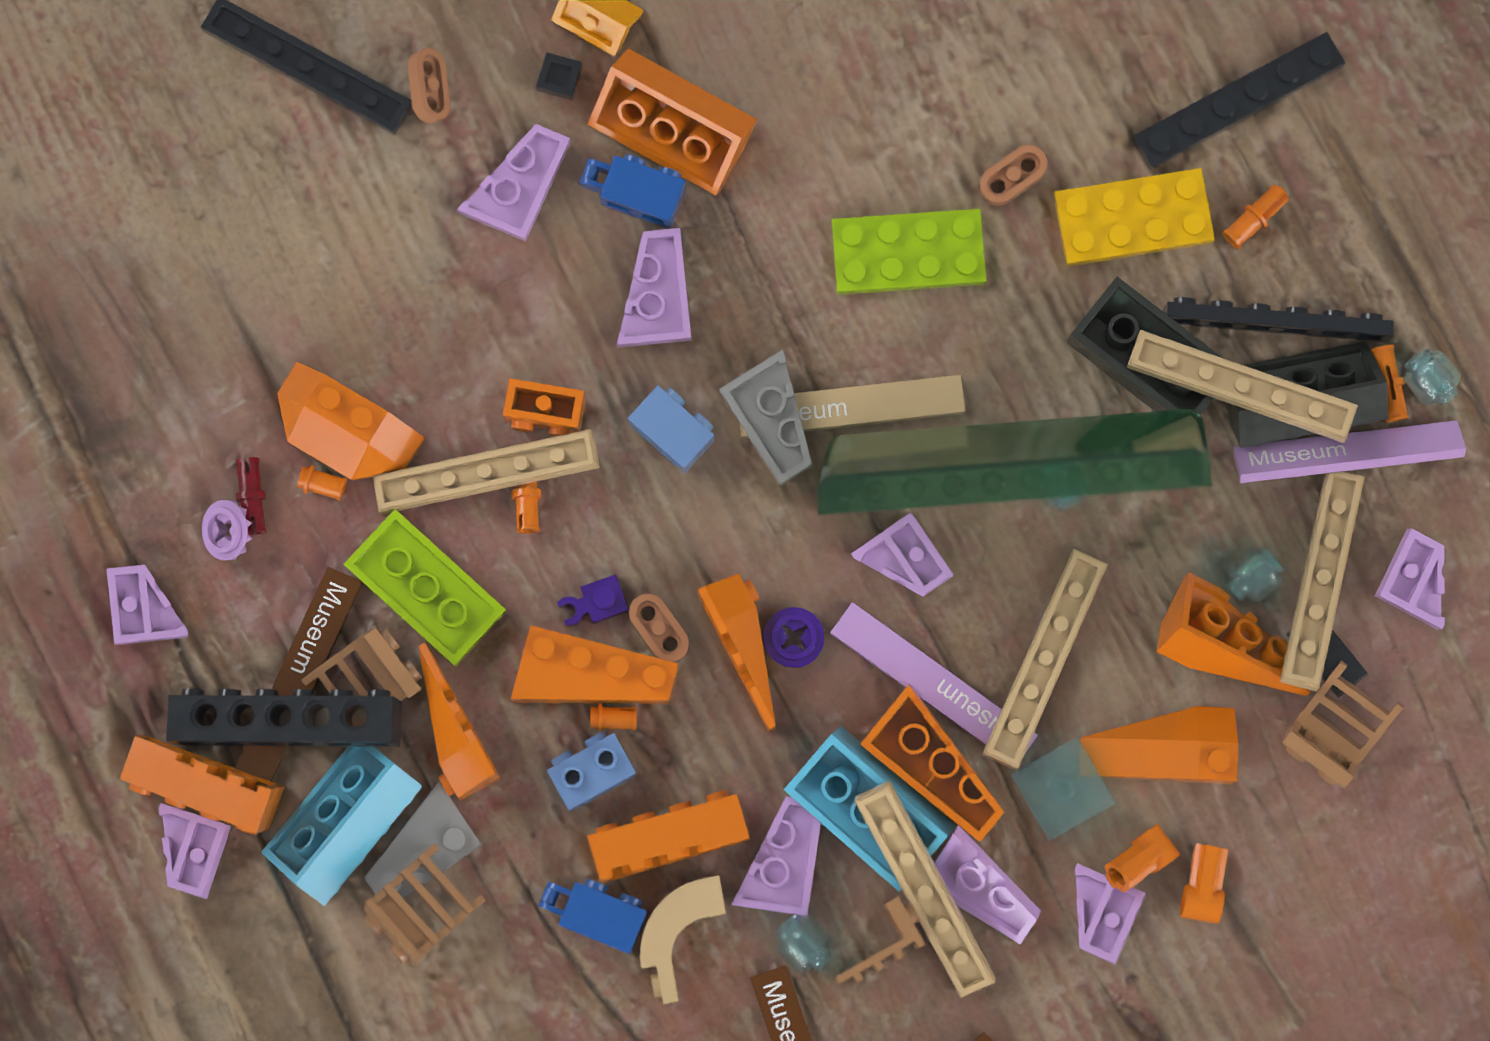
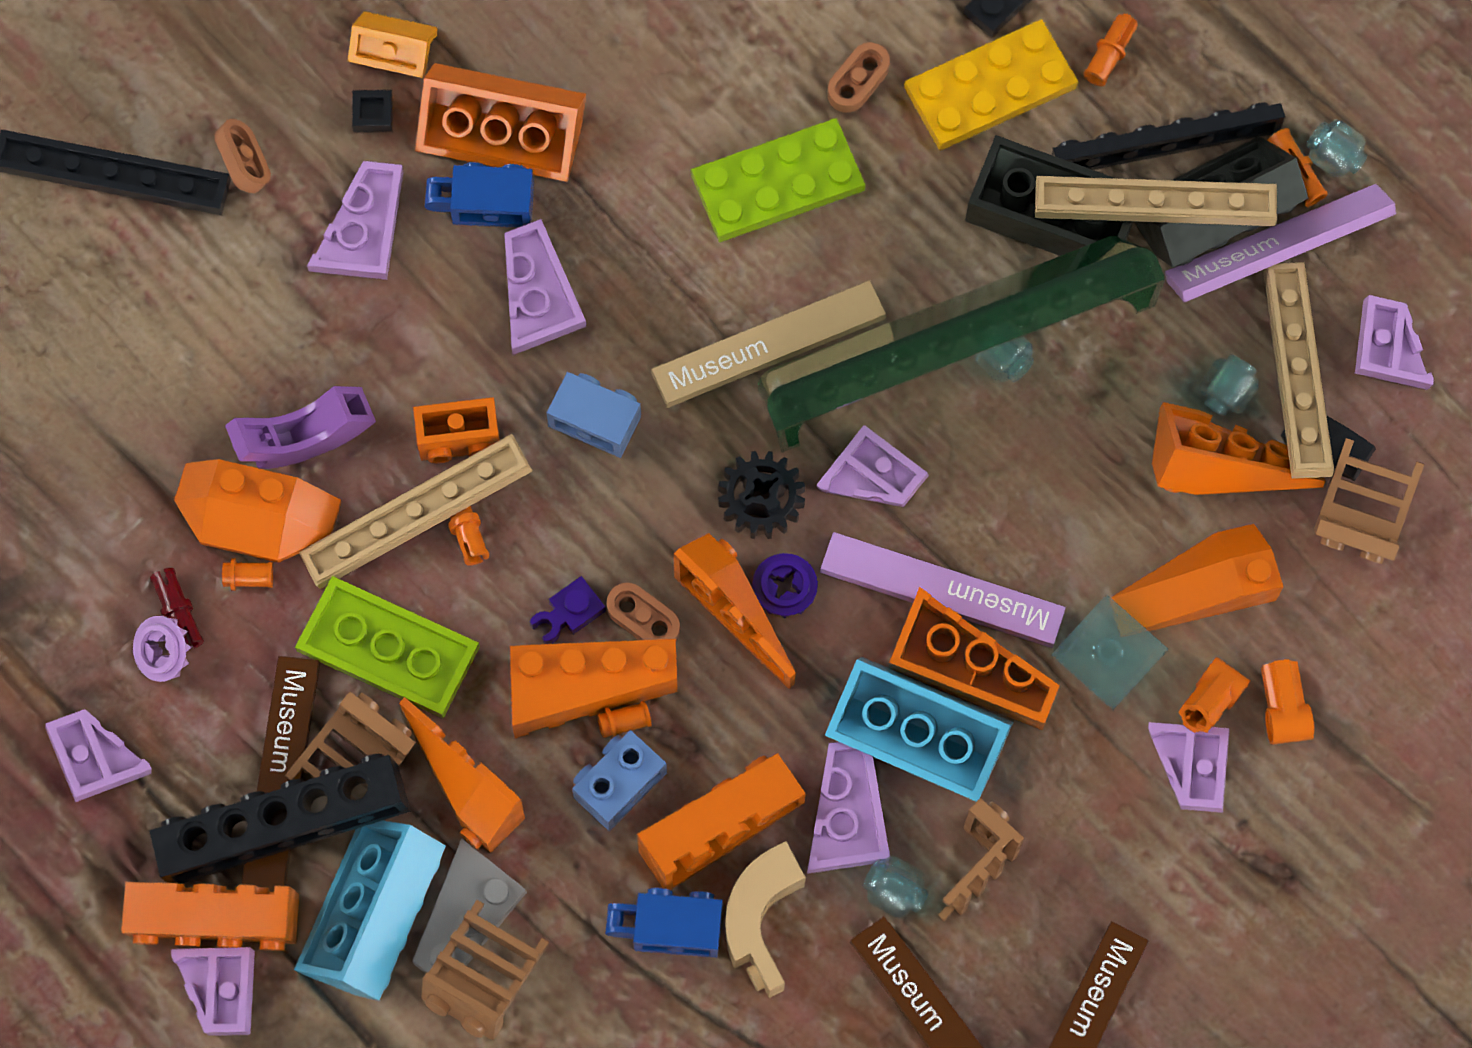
camera: 20 degrees left, 10 degrees down
(406, 367) = (303, 434): none -> medium lavender arch
(769, 416) = (689, 372): light grey wing -> none
(781, 554) = (754, 480): none -> black gear
(925, 889) = (1002, 785): tan tile -> none
(984, 888) = (1059, 774): lavender wing -> none
(1044, 659) = (1047, 531): tan tile -> none

